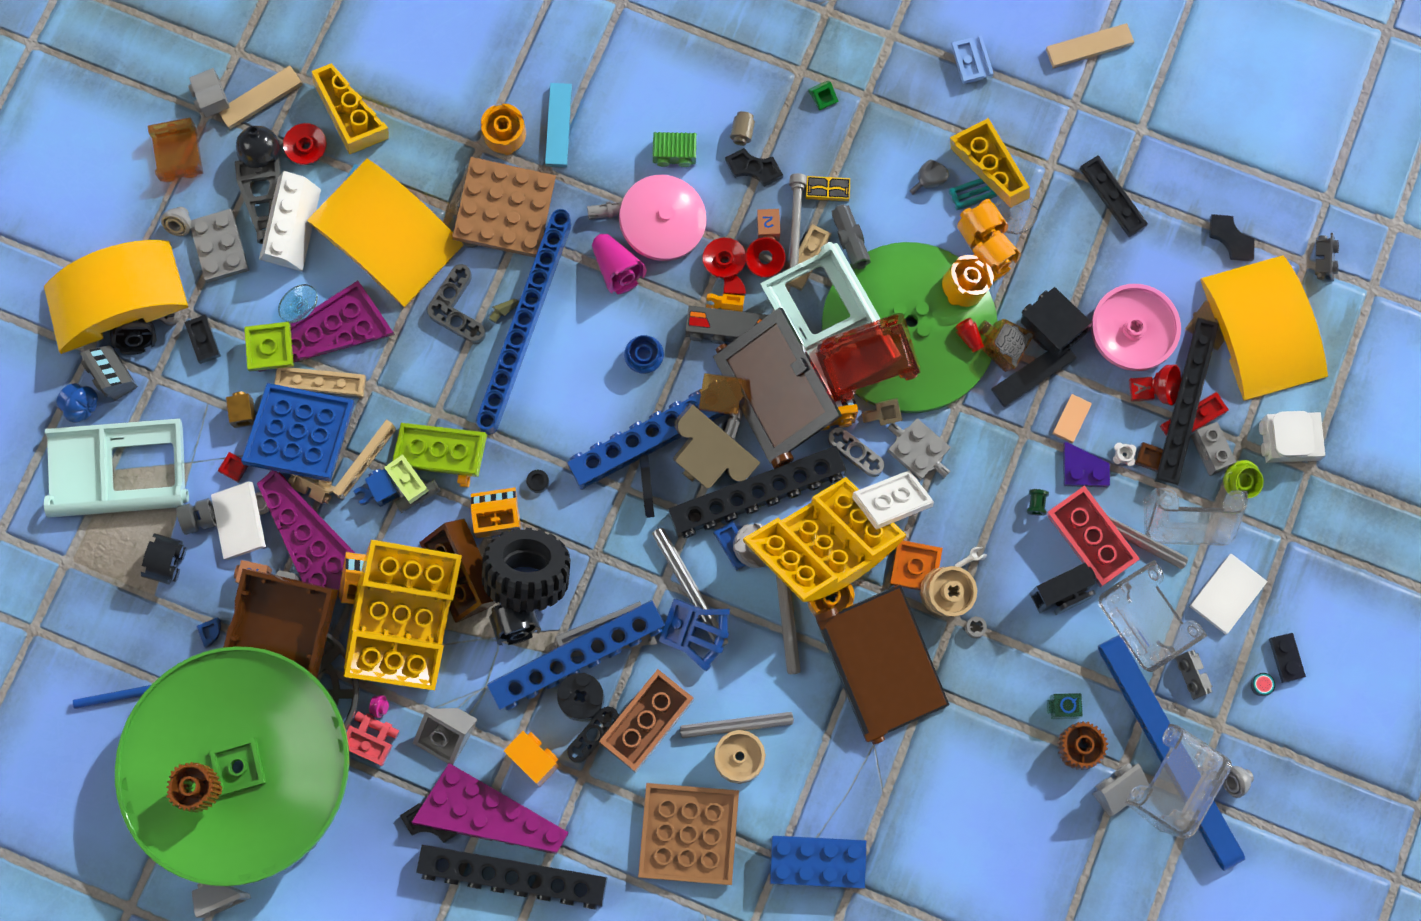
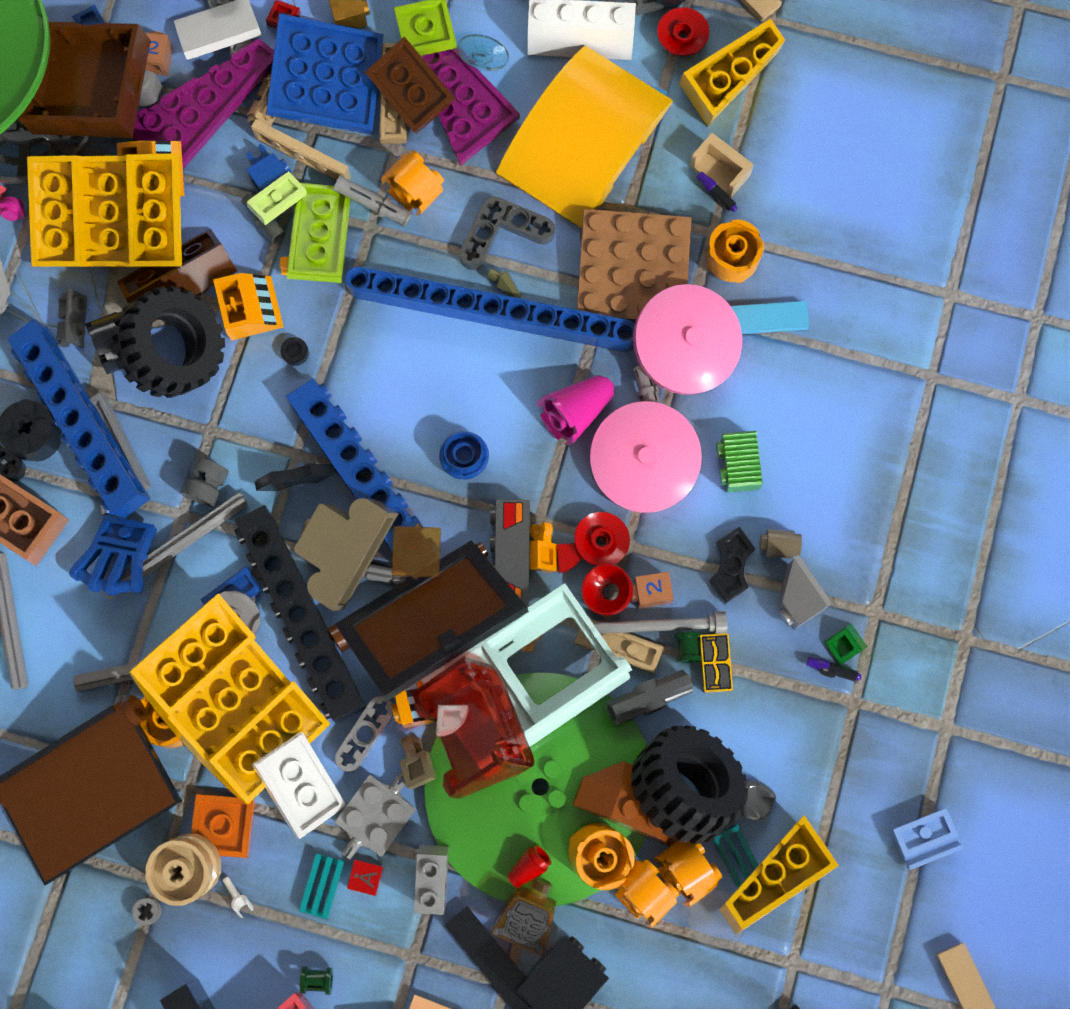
camera: 85 degrees right, 0 degrees up
(322, 361) = (410, 85): none -> reddish brown plate
(409, 368) = (413, 183): none -> light orange brick
(427, 130) = (721, 164): none -> tan panel
(432, 385) = (345, 186): none -> light grey pin
(445, 139) = (712, 187): none -> piece
(494, 660) = (72, 309): none -> dark grey hinge
(572, 173) = (687, 339): none -> bright pink dish
(649, 560) = (204, 482): none -> dark grey wheel
(785, 118) = (800, 595): none -> light grey slope
(814, 206) = (687, 647): none -> dark green bush
(841, 107) = (831, 670): none -> black piece
(856, 375) = (450, 718): none -> white tile
(921, 211) = (670, 800): none -> black tyre
(927, 257) = (611, 797): none -> dark orange wedge
(964, 461) = (365, 877): none -> red tile
(969, 485) = (310, 885): none -> teal tile
(972, 408) = (431, 879): none -> light grey brick

